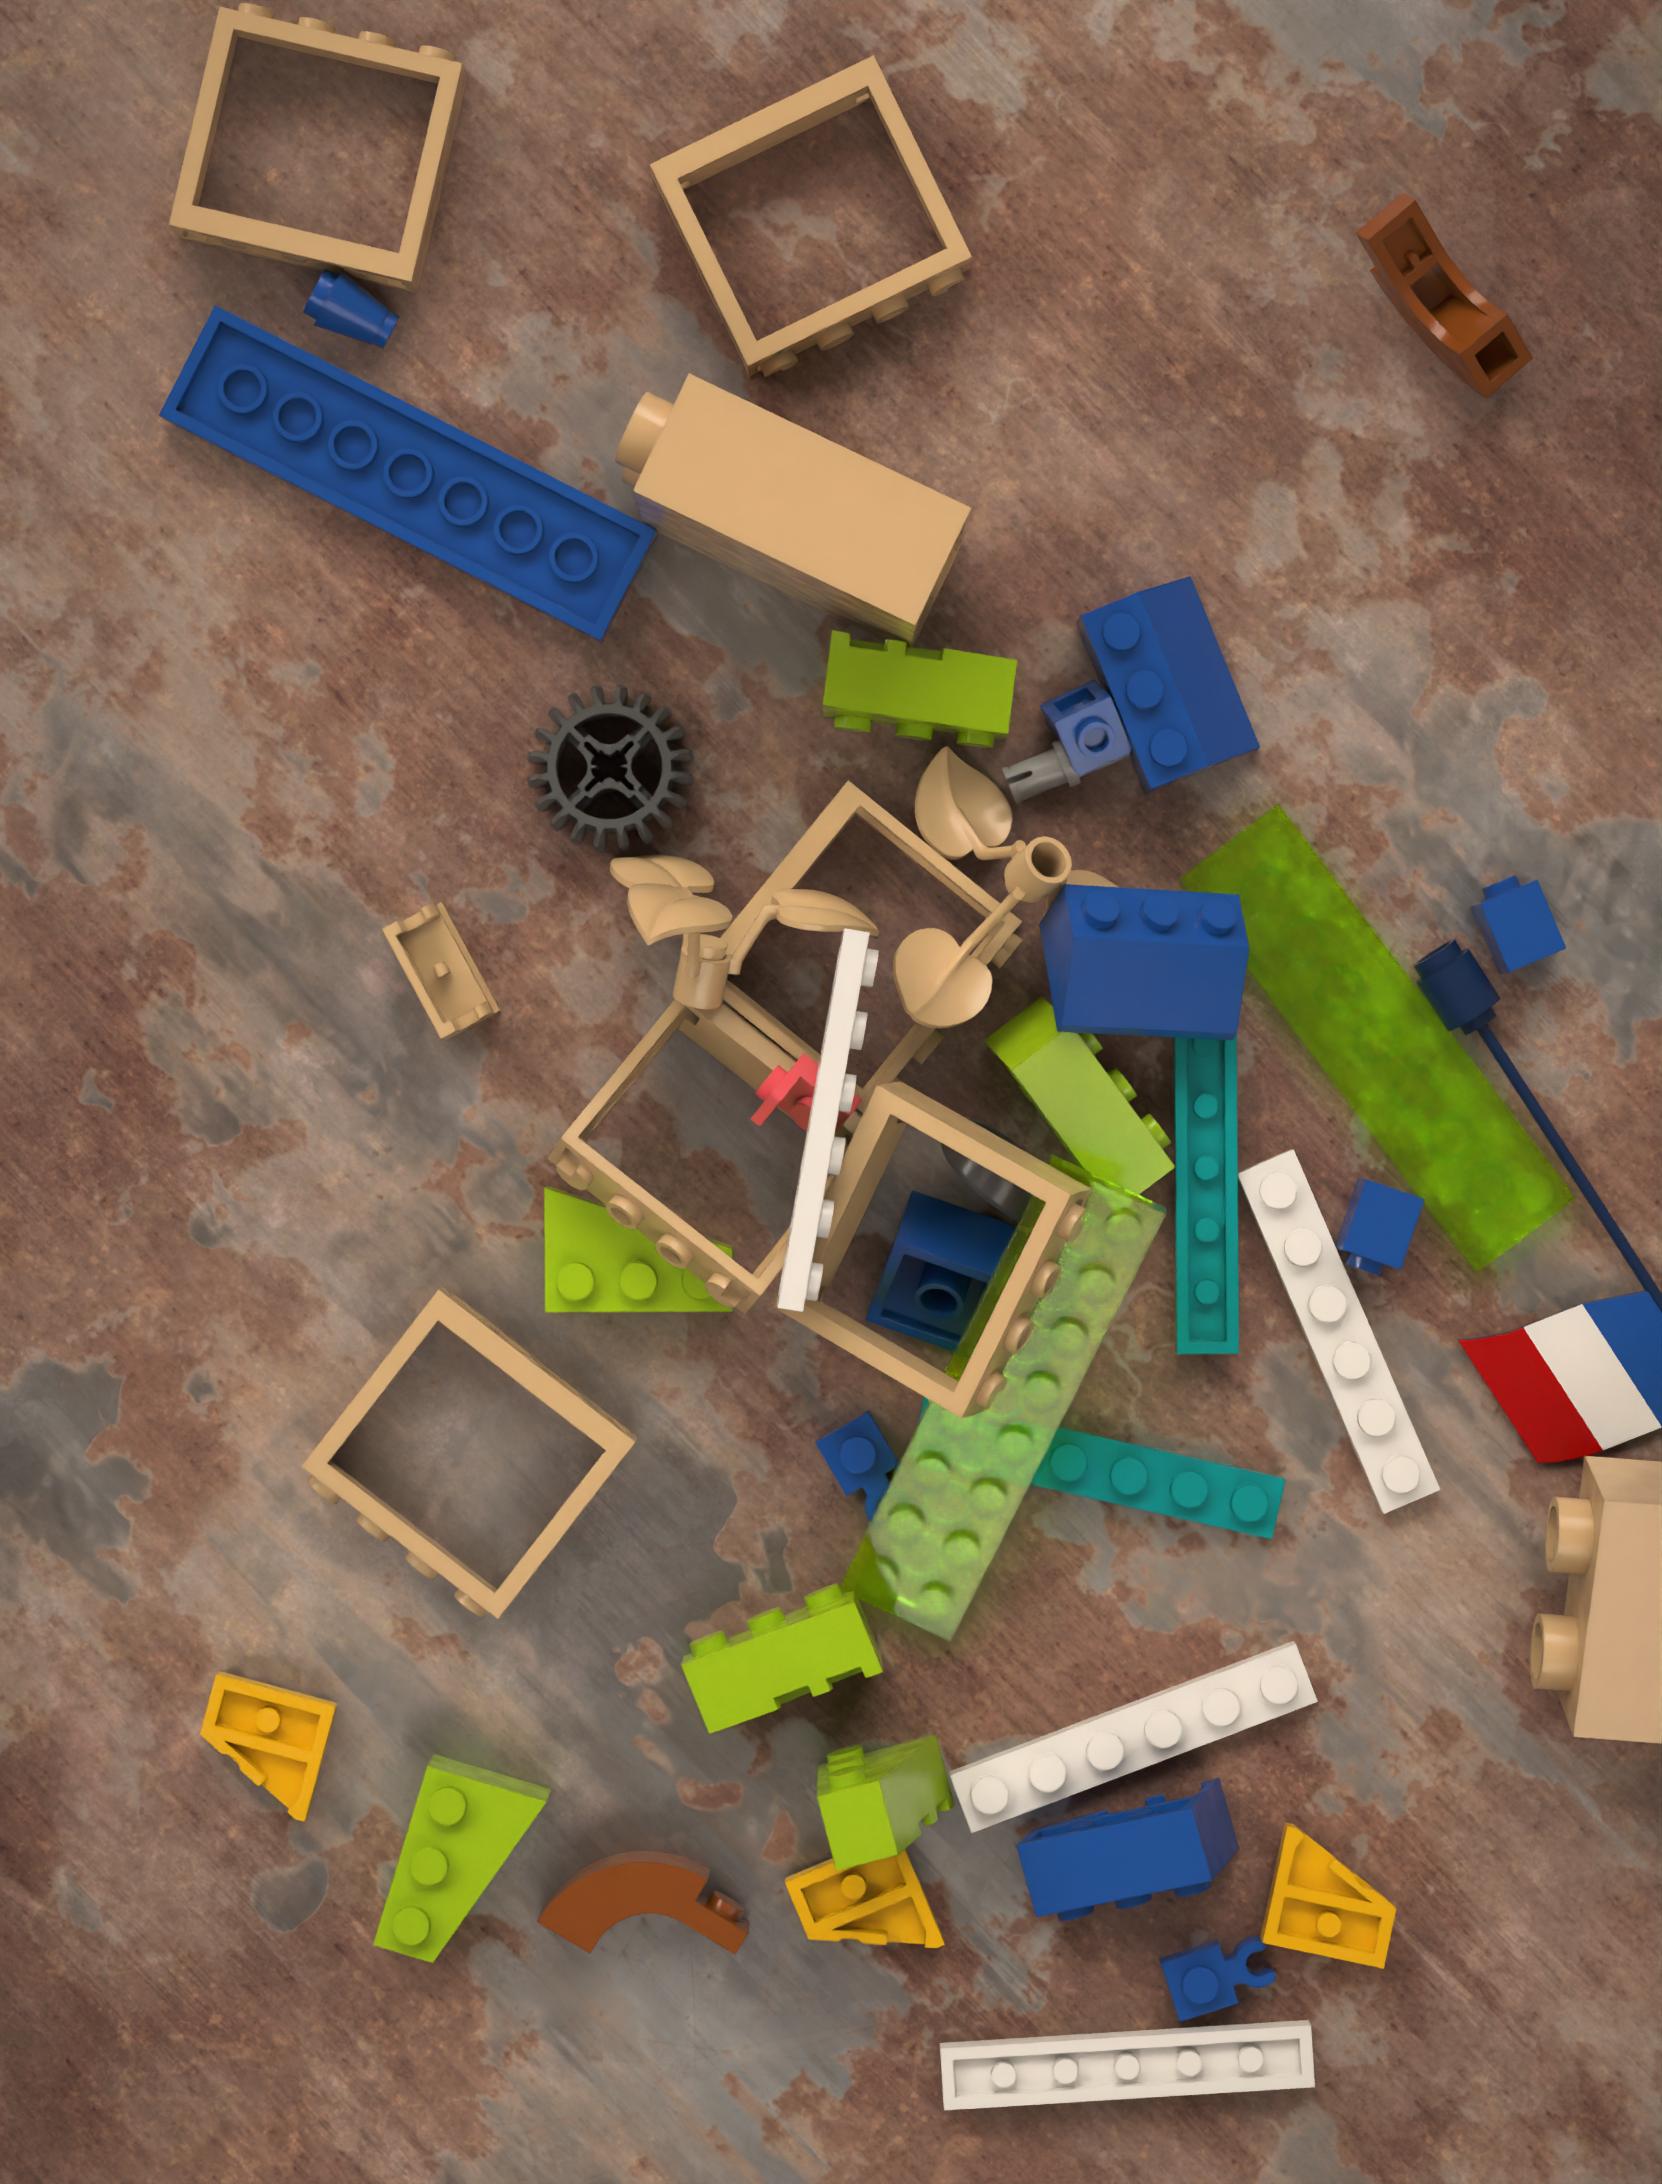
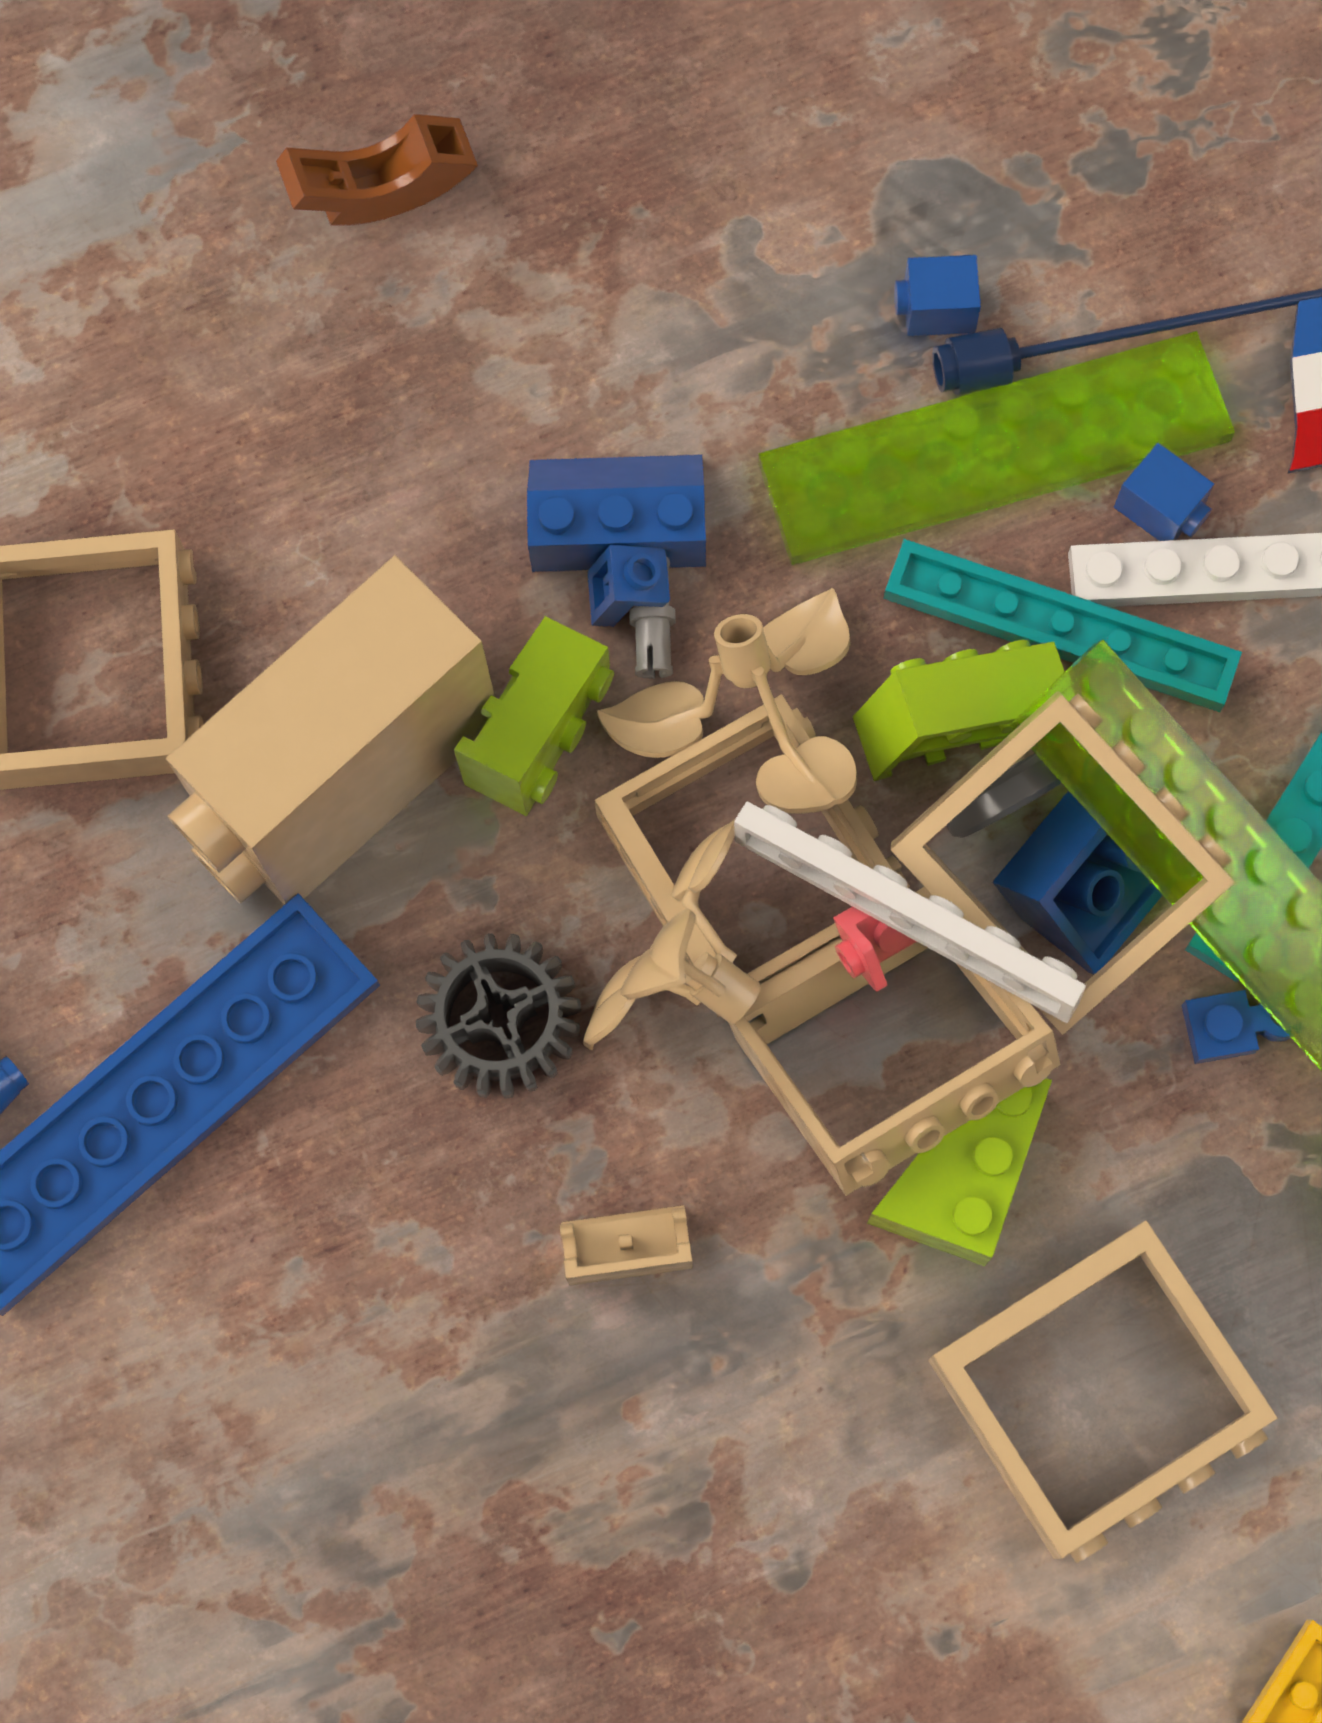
camera: 65 degrees left, 15 degrees down
(1145, 961) = (859, 594): blue slope -> none

